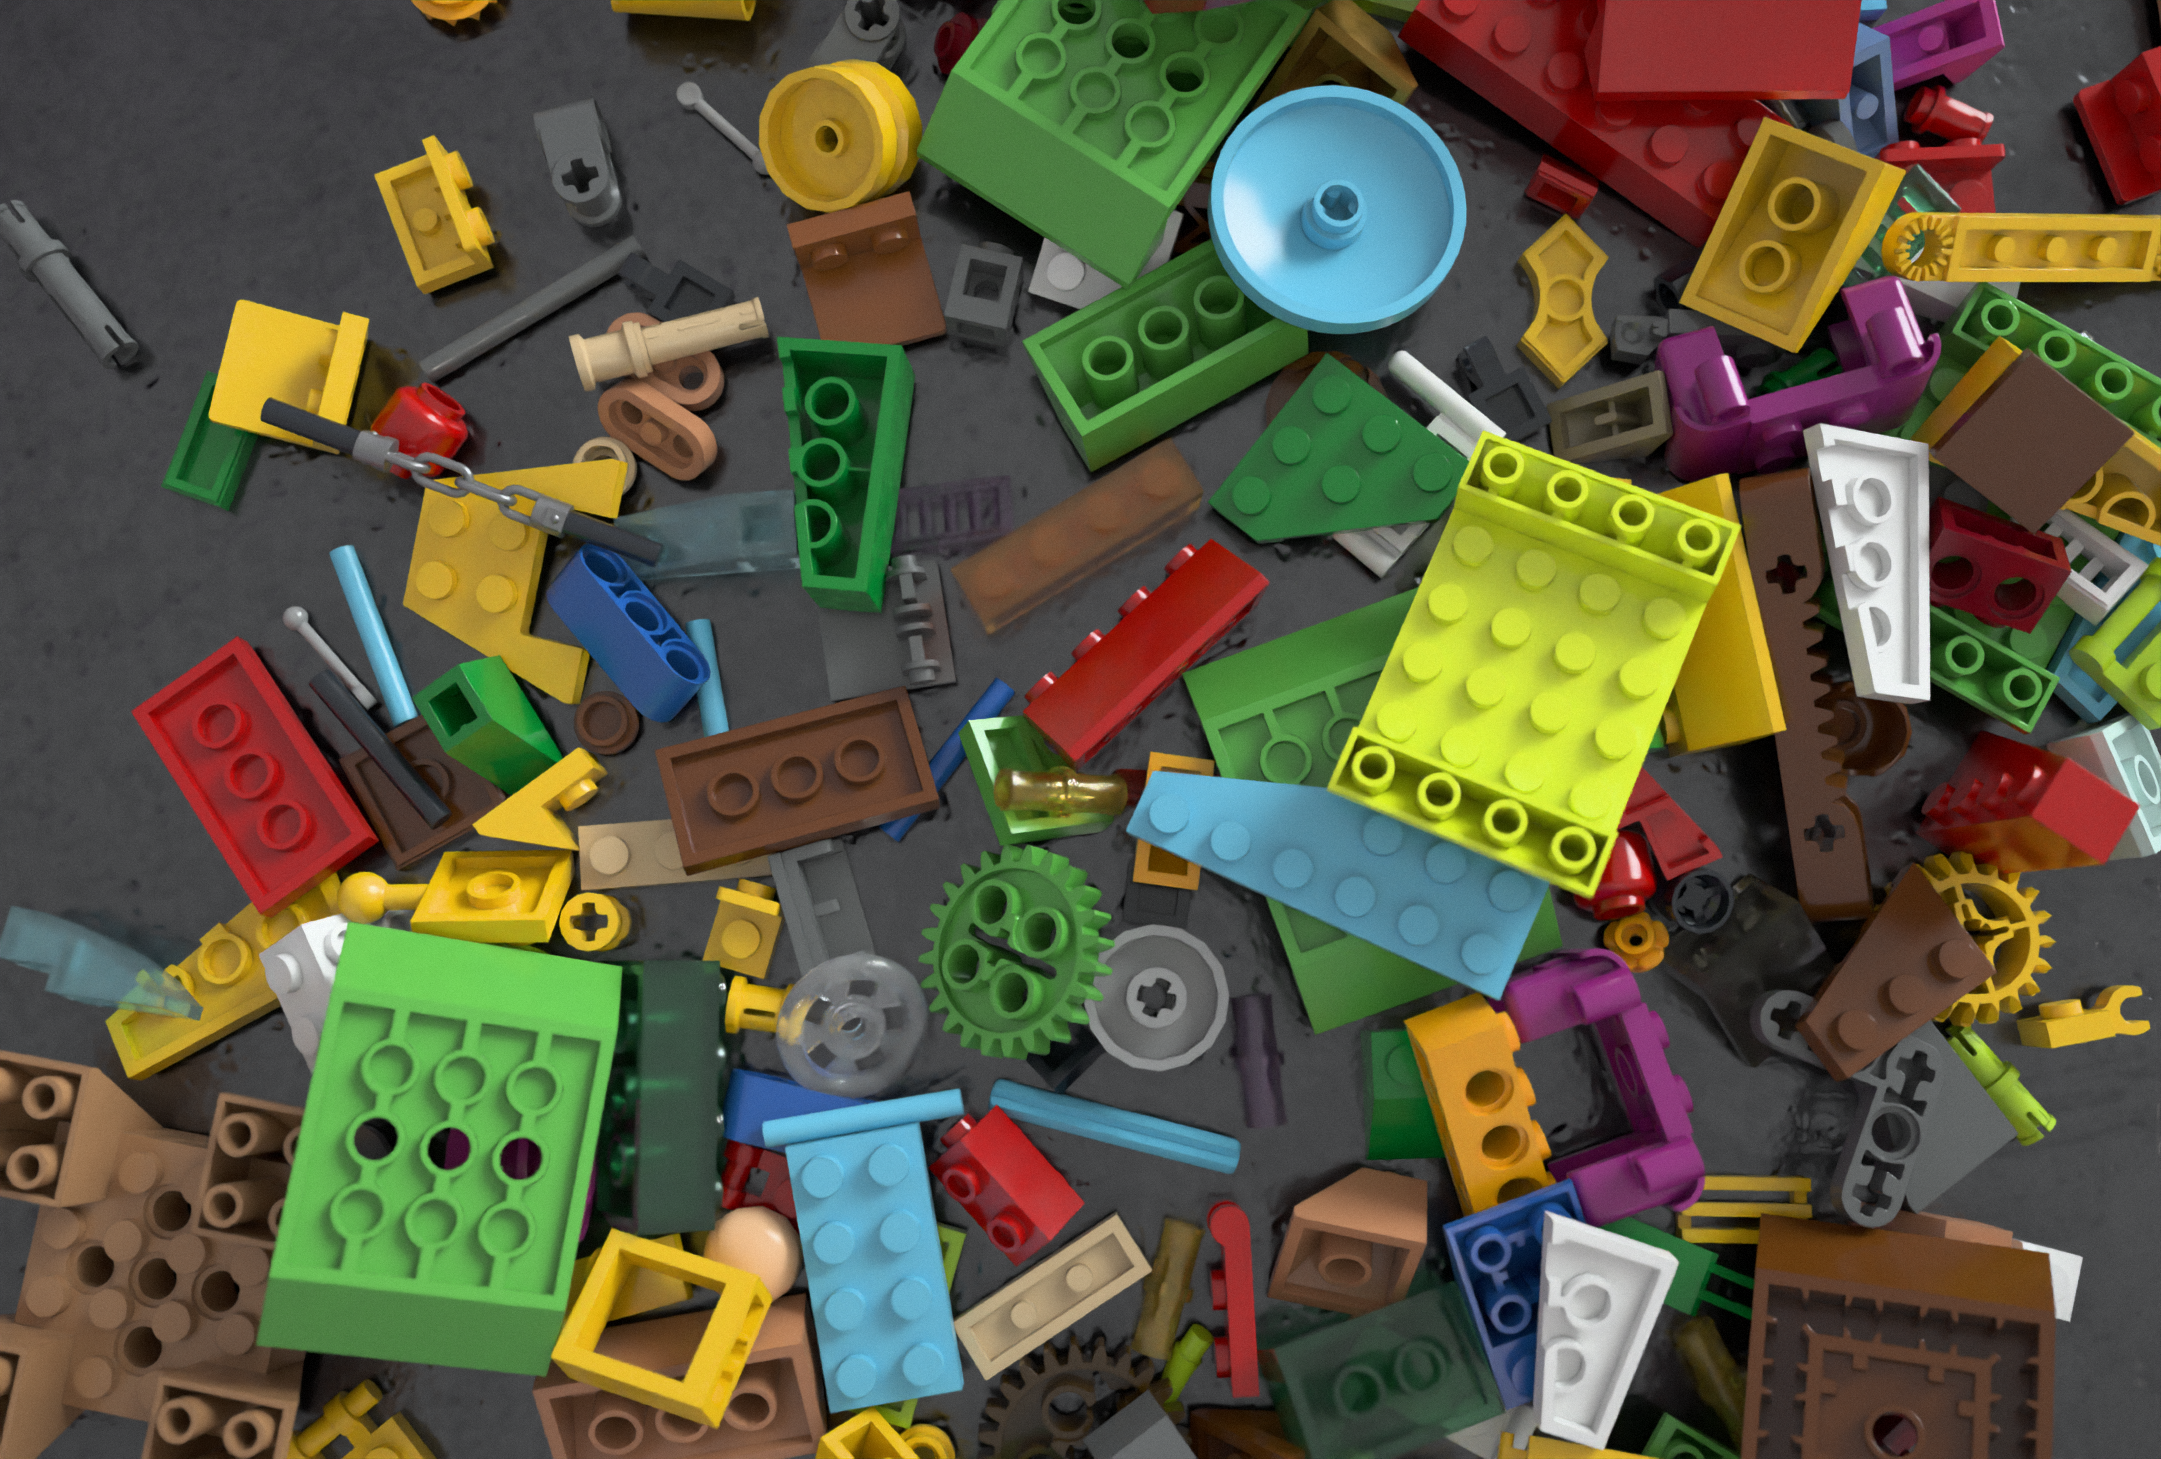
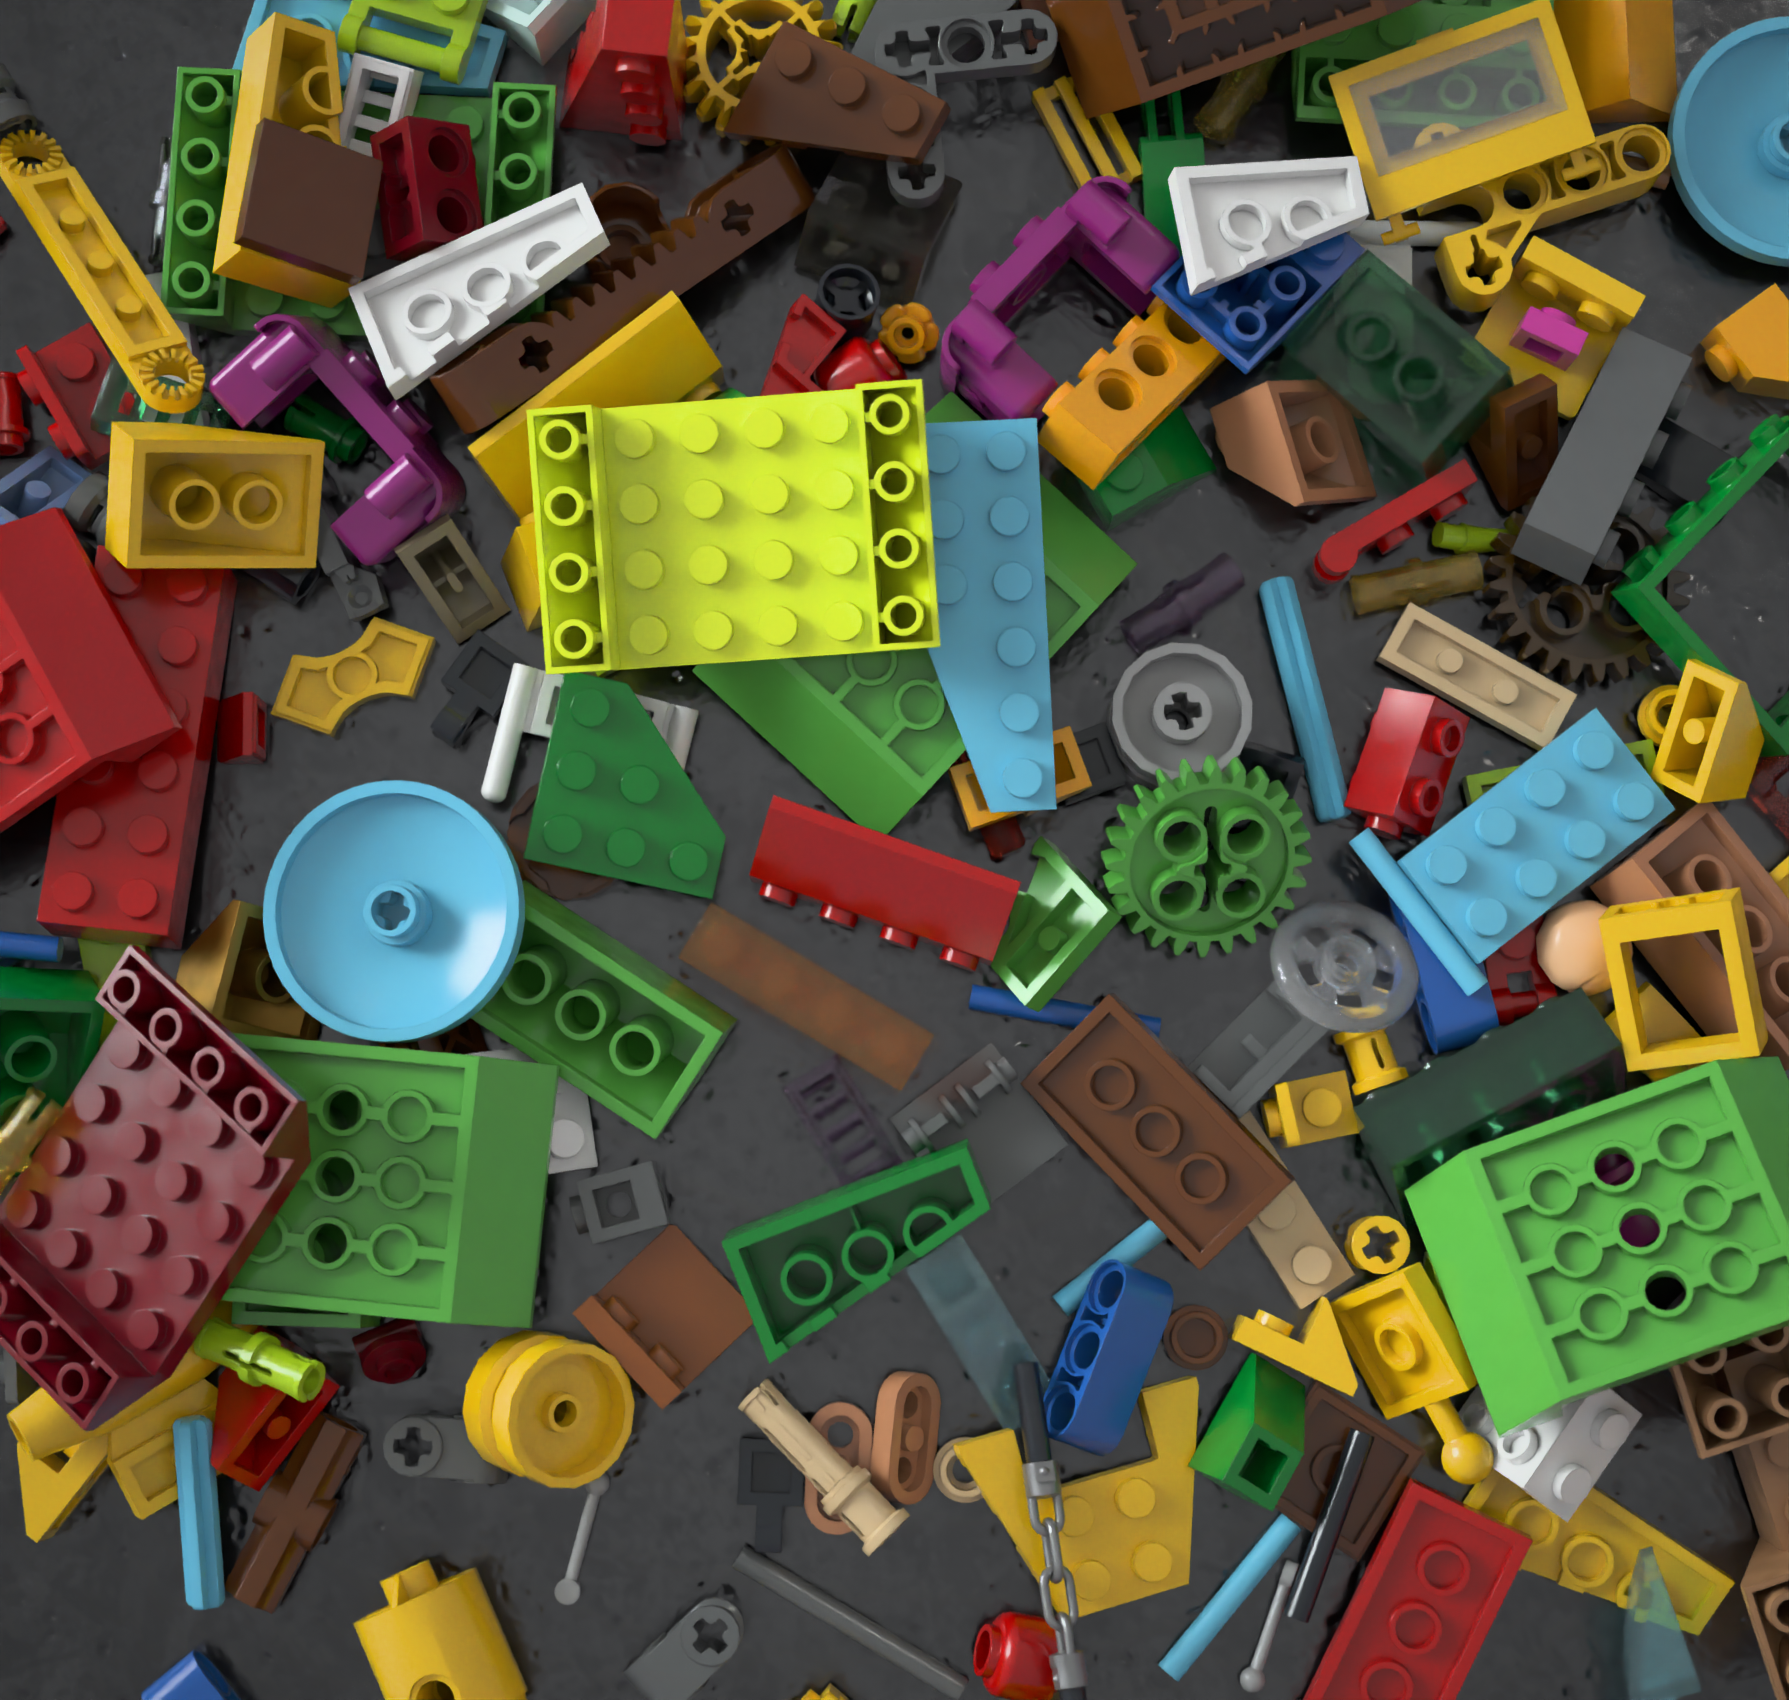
camera: 120 degrees left, 0 degrees up
(1060, 792) = (1047, 889): clear yellow pin -> none

